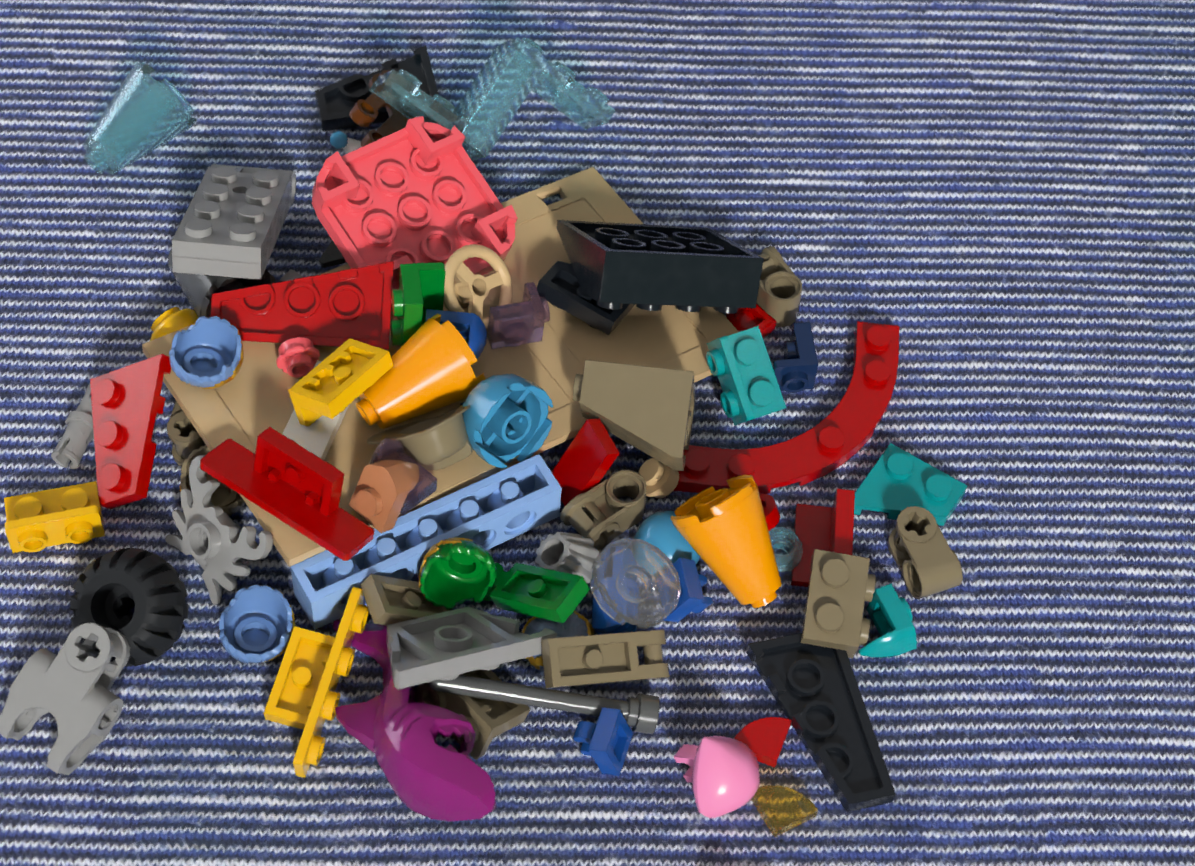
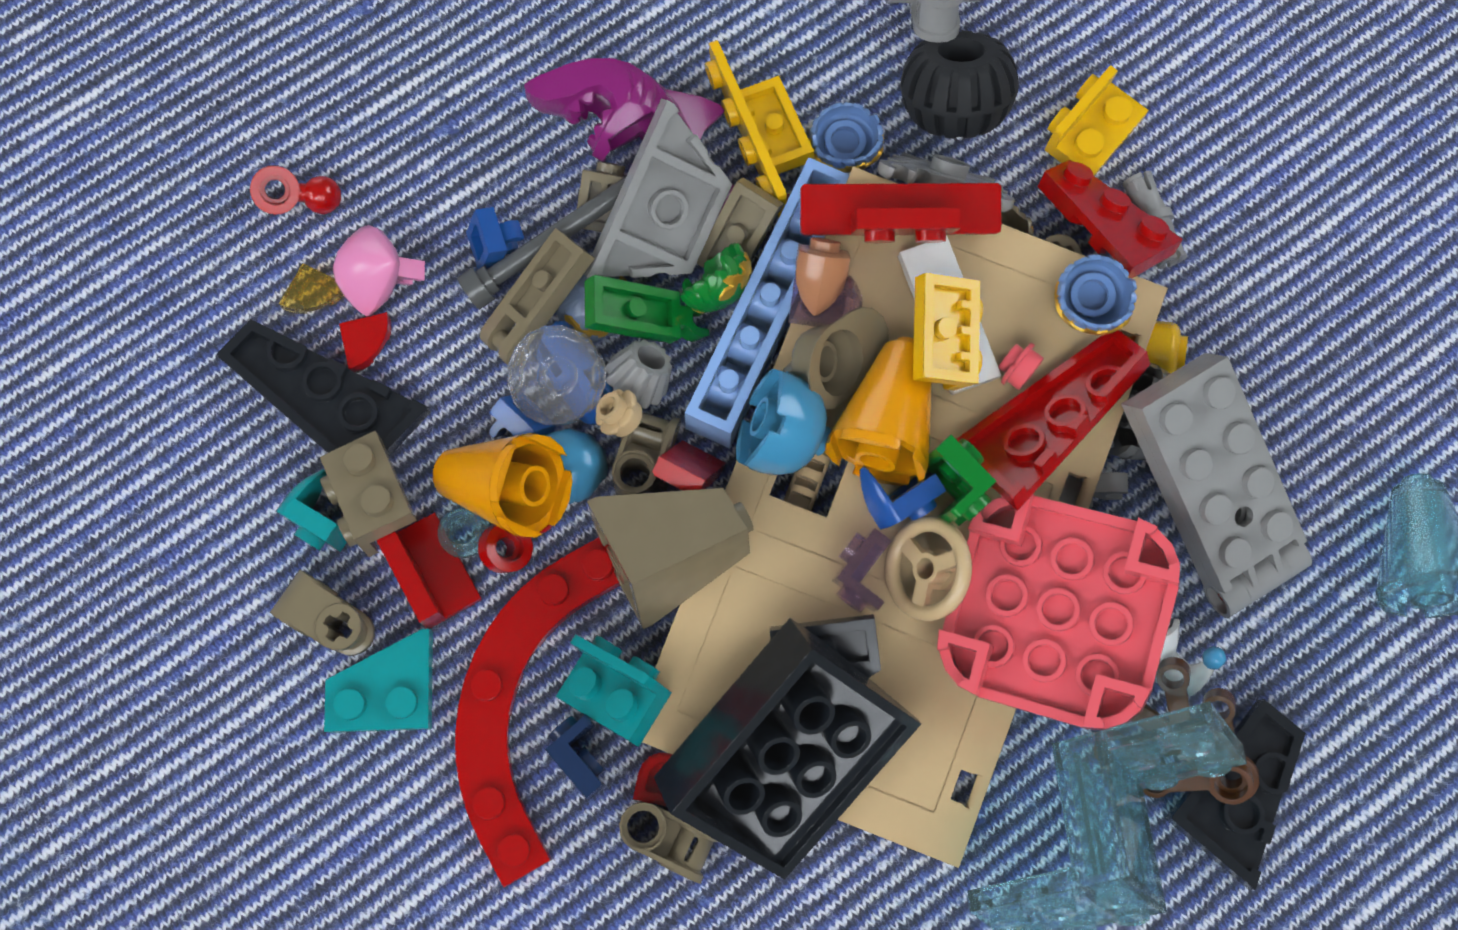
camera: 145 degrees right, 20 degrees up
(601, 519) = (618, 413): none -> tan plate

